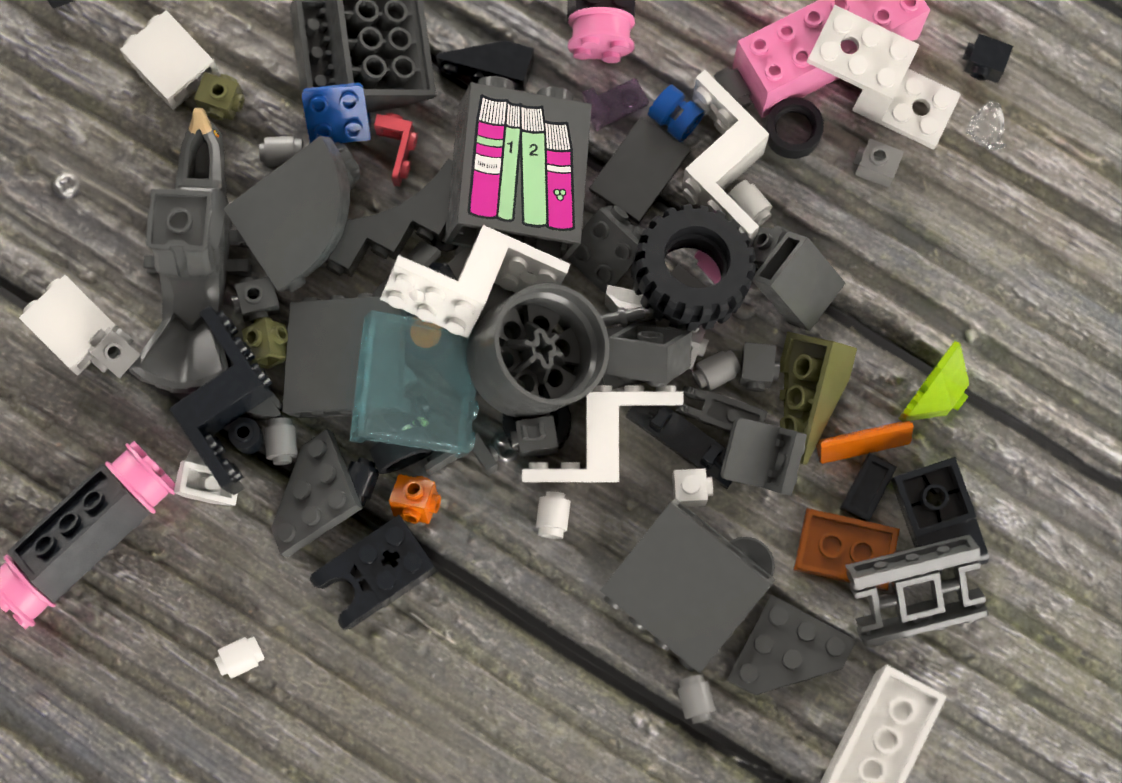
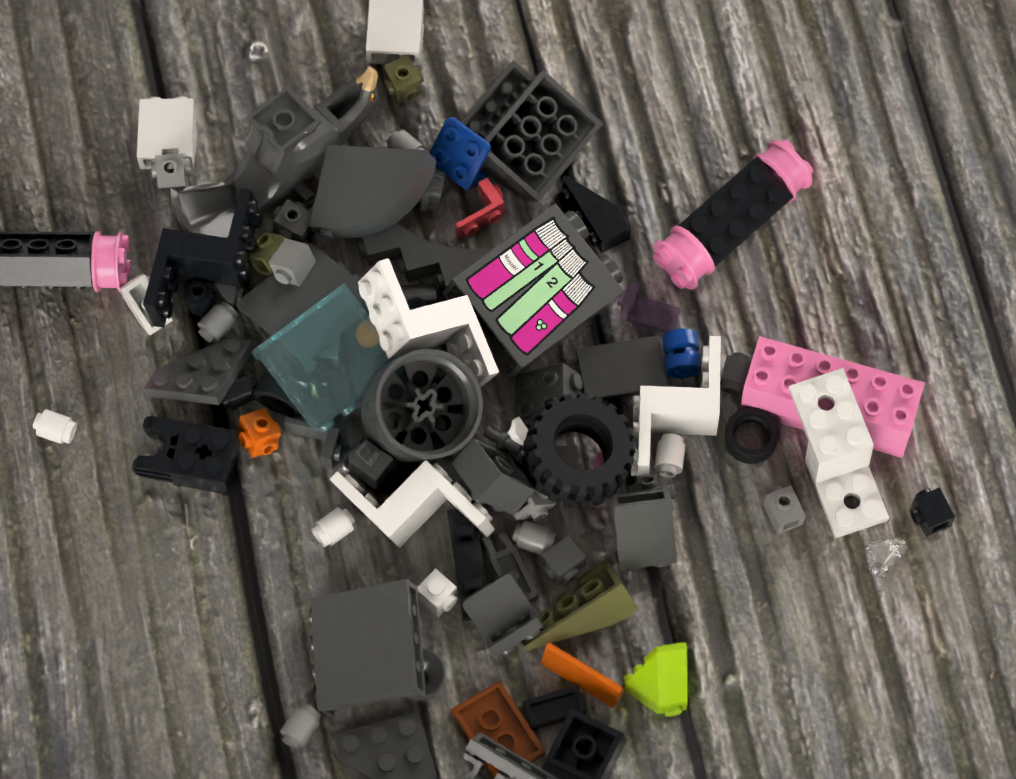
camera: 45 degrees right, 10 degrees down
(298, 334) = (292, 262): none -> light grey brick

